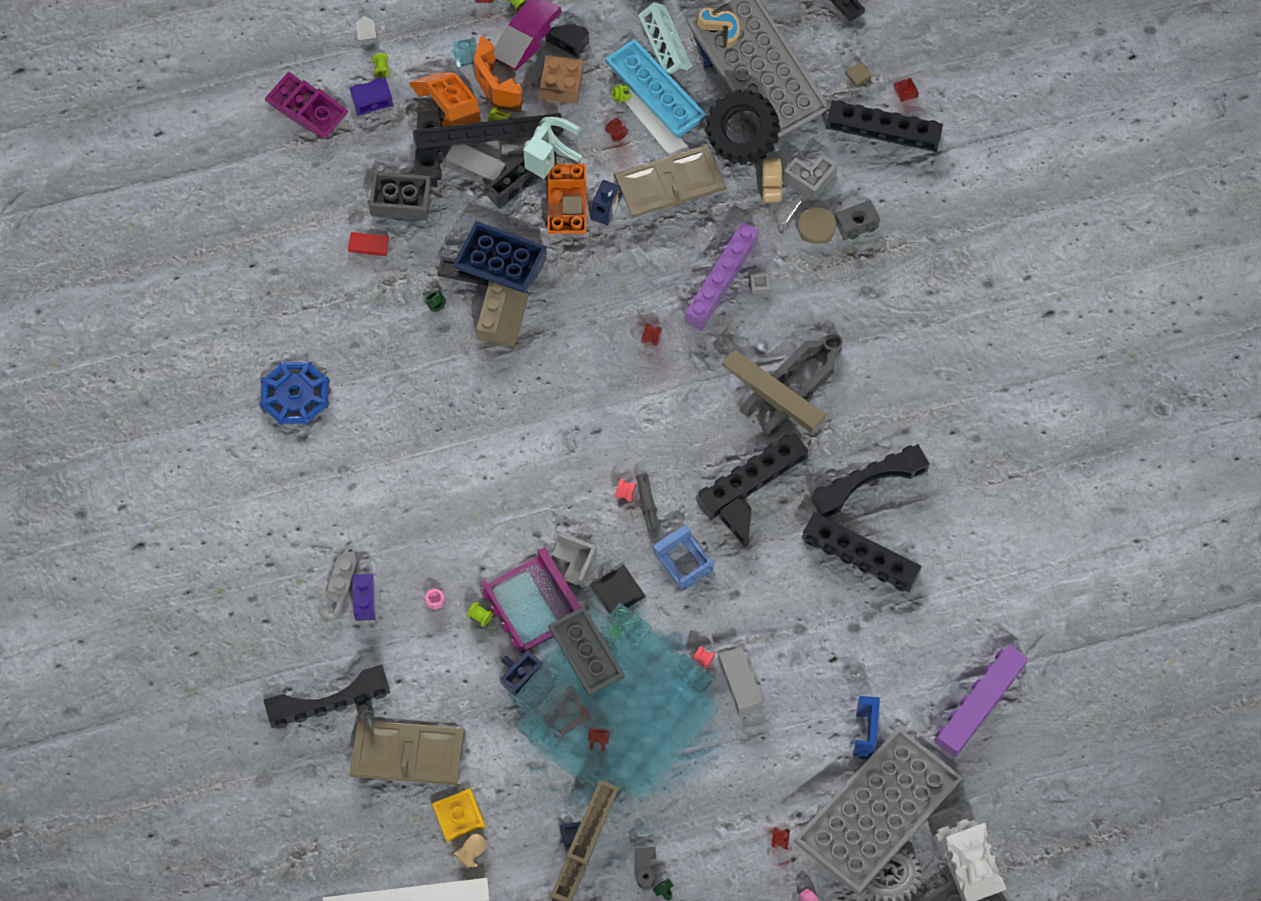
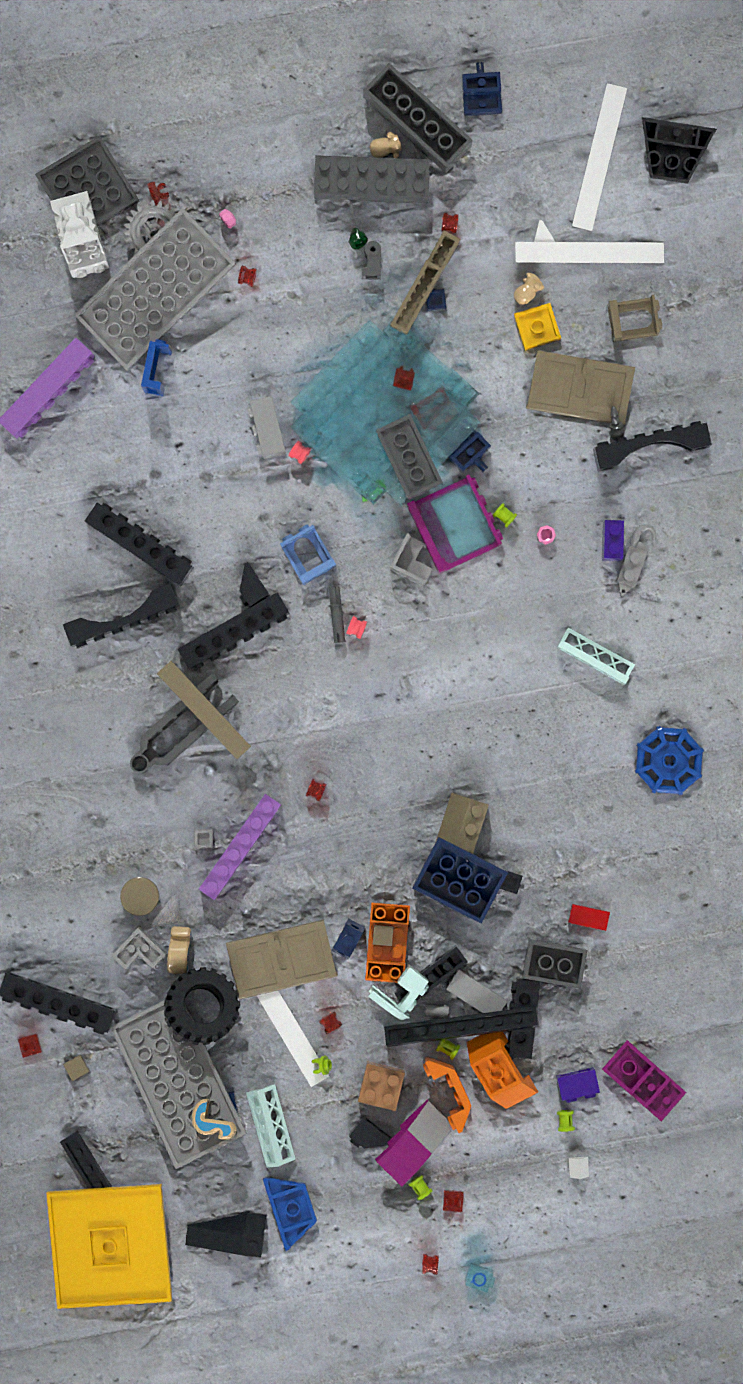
camera: 175 degrees left, 20 degrees up
(334, 821) = (648, 304): none -> dark tan panel
(378, 477) = (595, 662): none -> light aqua fence
(434, 299) = (526, 847): dark green tile -> none
(464, 52) = (478, 1127): clear light blue brick -> none
(617, 588) = (373, 530): black piece -> none
(656, 88) = (286, 1068): medium azure plate -> none
(863, 212) = (89, 904): dark grey brick -> none

